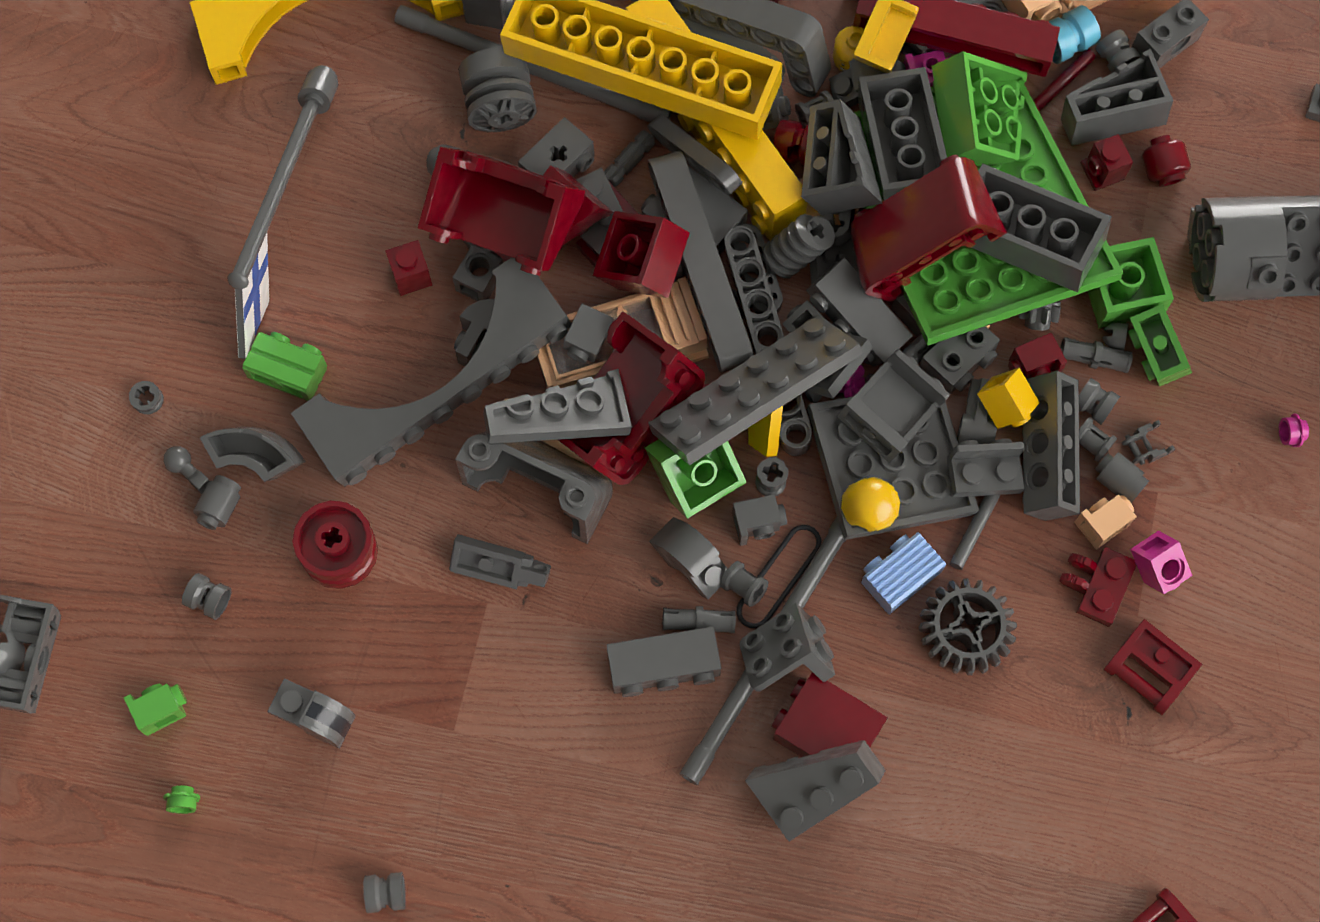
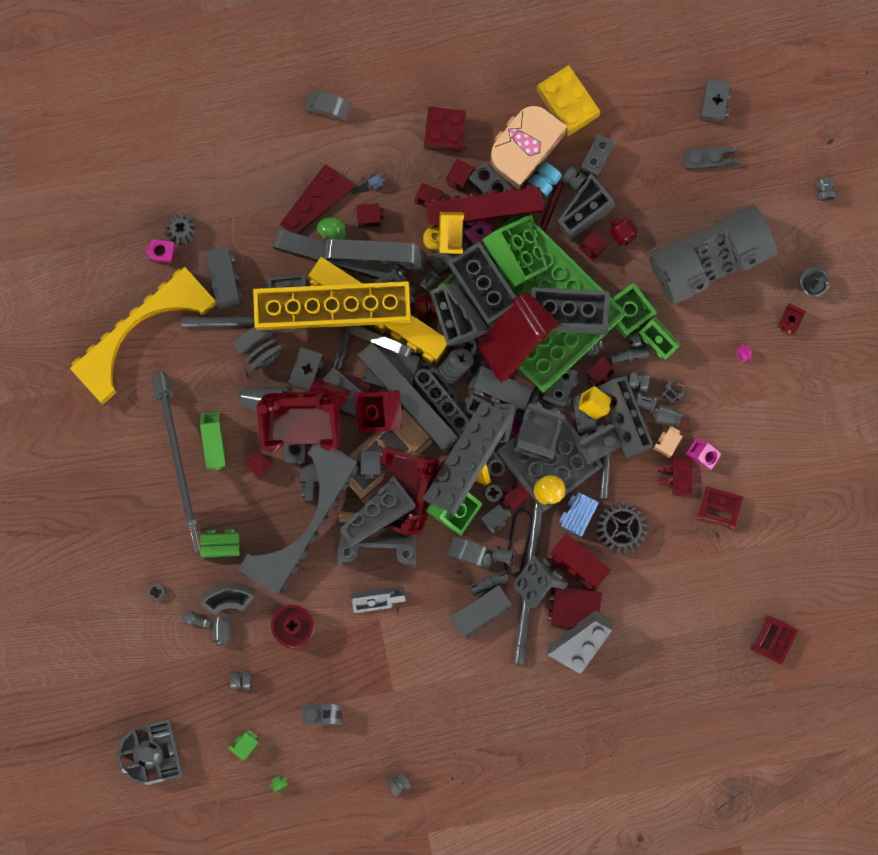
camera: 25 degrees left, 10 degrees up
(355, 202) = (213, 440): none -> bright green slope
(808, 497) = (515, 496): none -> dark red brick
(870, 649) = (579, 562): none -> dark red brick

